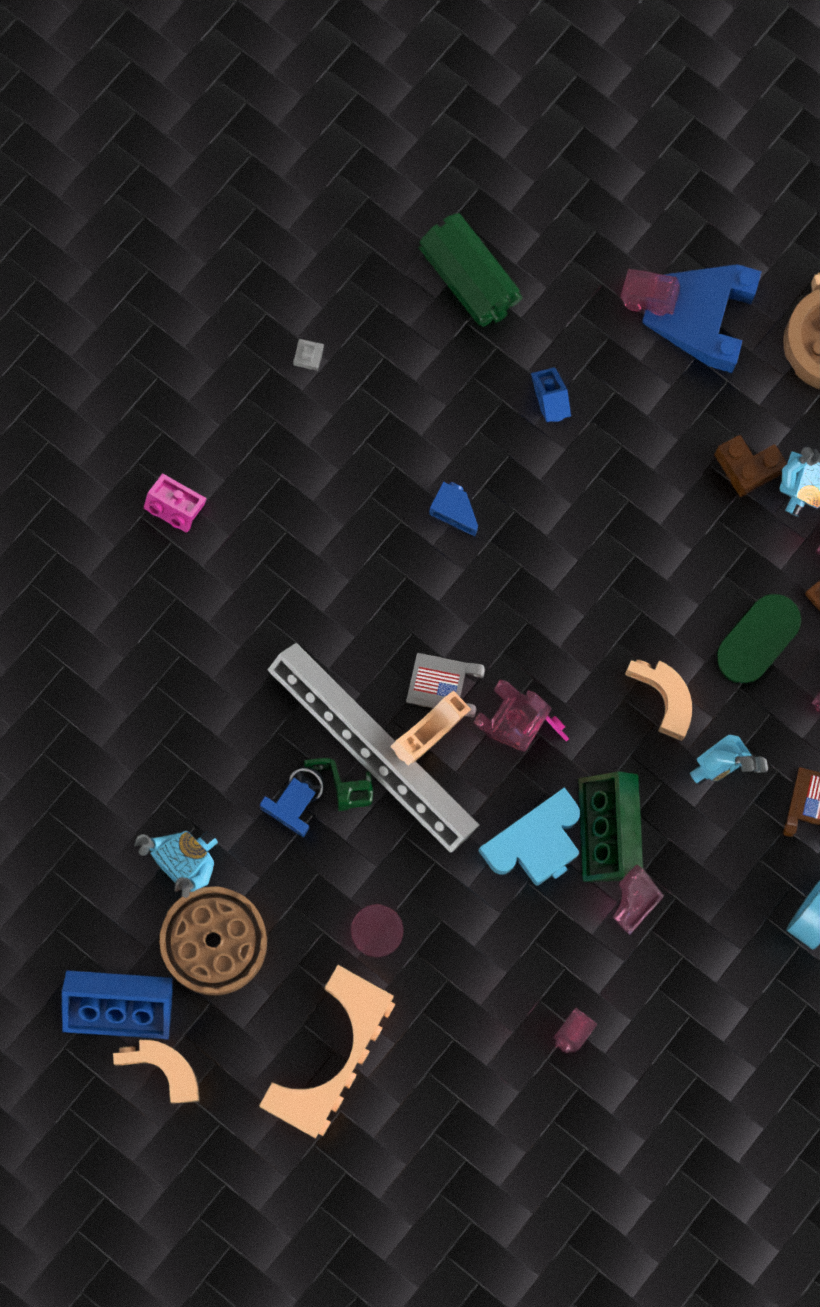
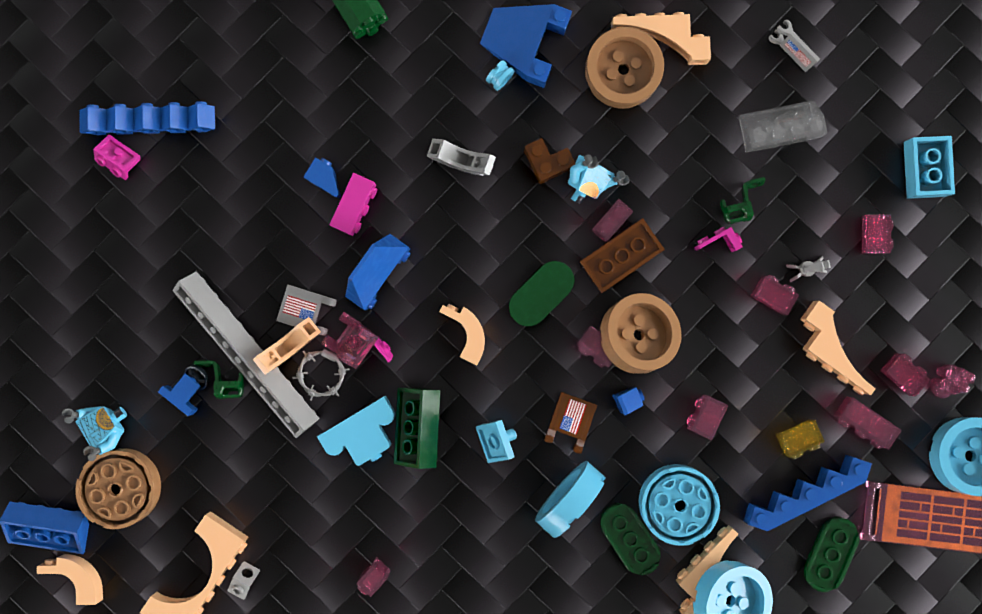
camera: 10 degrees right, 10 degrees up
(214, 449) = (147, 119): none -> blue brick
(308, 354) = (226, 50): light grey tile -> none
(377, 931) = (240, 488): clear pink tile -> none
(391, 1058) = (240, 585): none -> light grey bracket
(482, 741) = (329, 355): none -> light grey piece
(498, 541) = (353, 205): none -> dark pink brick
(537, 624) = (374, 270): none -> blue wedge
(551, 395) = (404, 95): blue slope -> none
(635, 471) = (460, 158): none -> light grey arch
(638, 899) = (430, 482): clear pink tile -> none
(650, 292) = (486, 21): clear pink brick -> none
(675, 360) = (500, 75): none -> medium azure wheel
(720, 835) = (496, 441): none -> medium azure tile
(725, 758) = (507, 385): medium azure torso -> none

